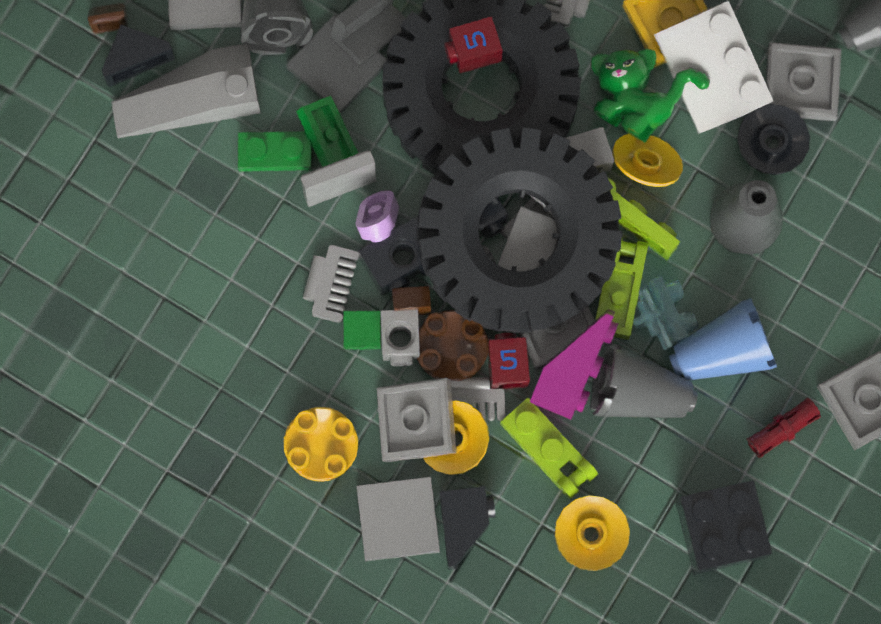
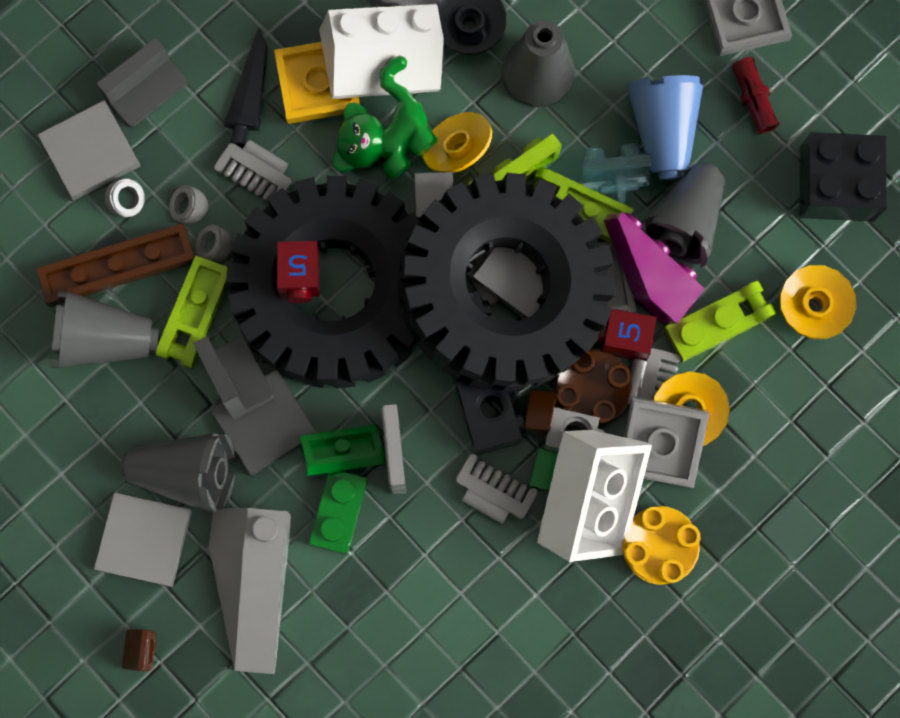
camera: 75 degrees left, 0 degrees up
(134, 55) = (191, 631): black slope -> none
(346, 364) = (593, 494): none -> white slope
(377, 216) = (443, 422): lavender plate -> none
(398, 519) = (755, 488): light grey tile -> none
(464, 520) = (778, 423): black slope -> none

